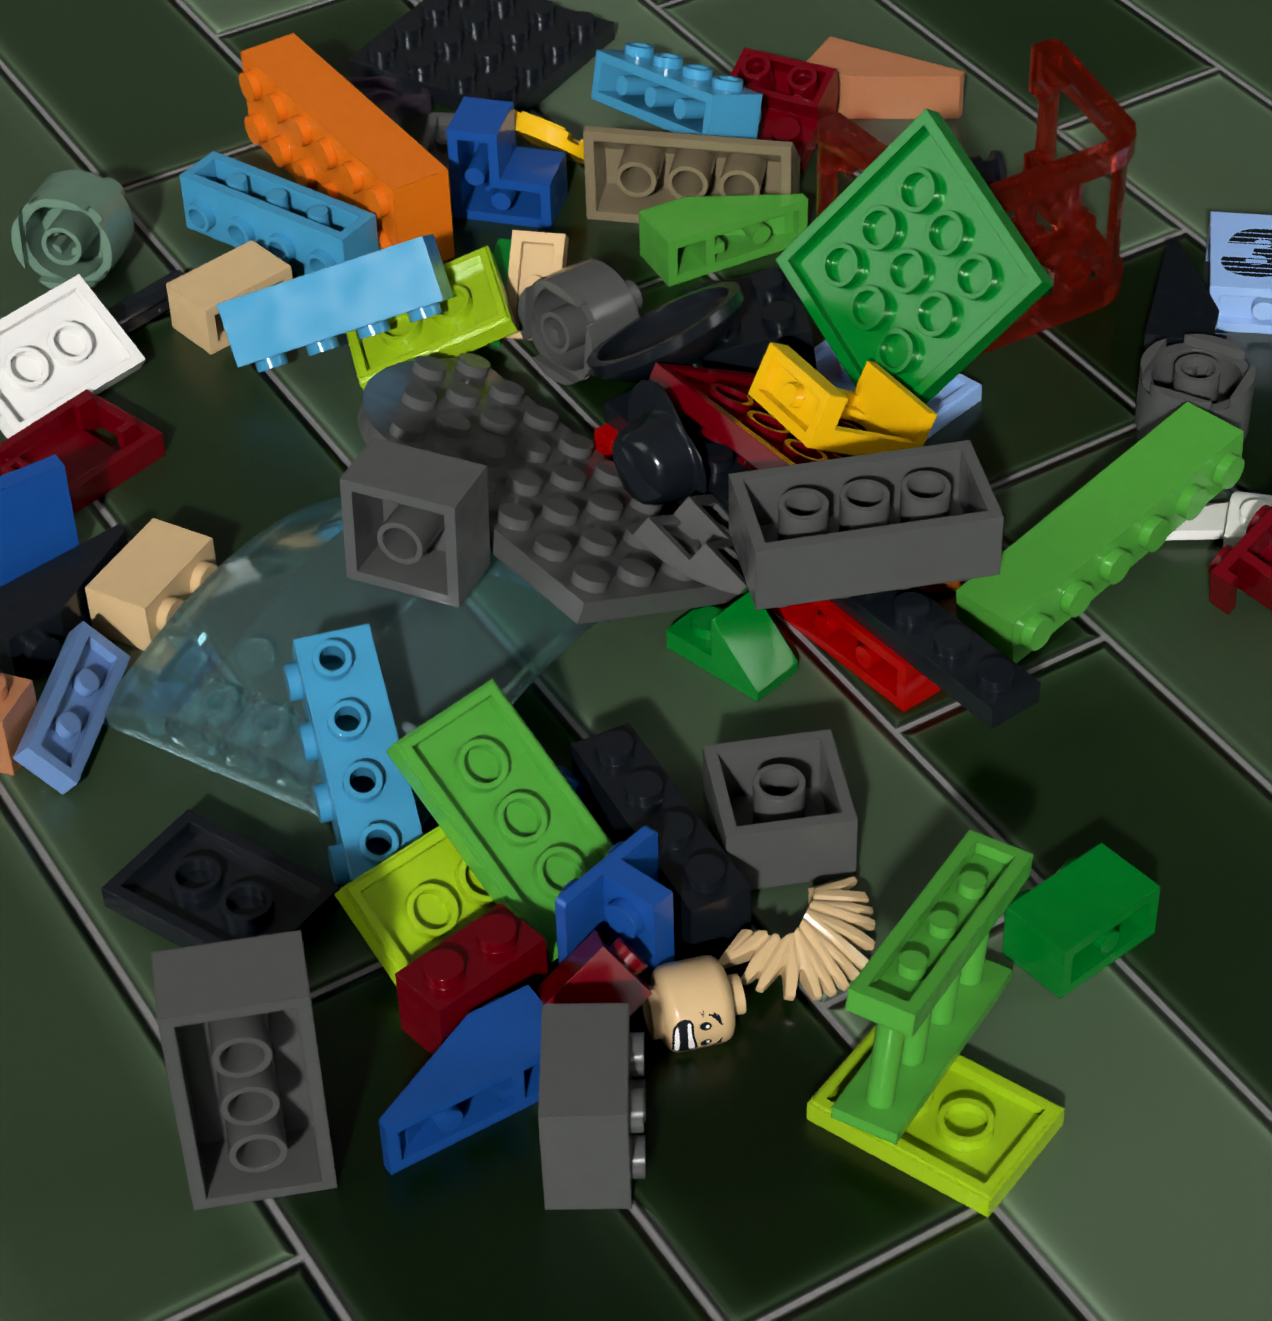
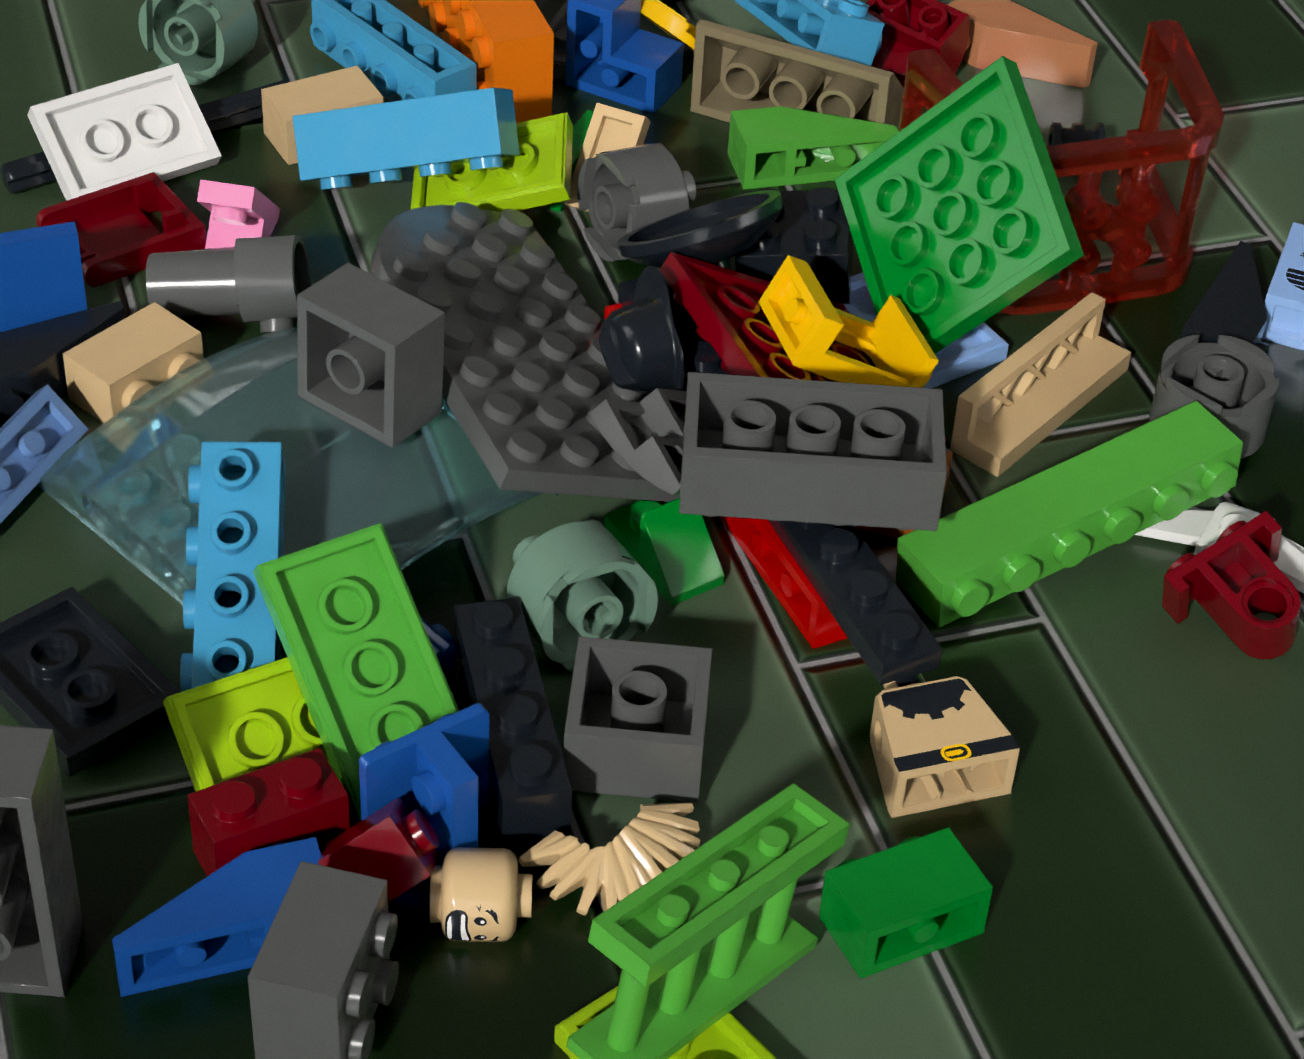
camera: 10 degrees right, 0 degrees up
(191, 421) = (236, 213): none -> bright pink slope
(241, 474) = (249, 279): none -> dark grey piece
(680, 701) = (580, 585): none -> sand green brick
(1032, 416) = (1037, 388): none -> tan fence
(1058, 773) = (939, 745): none -> tan torso

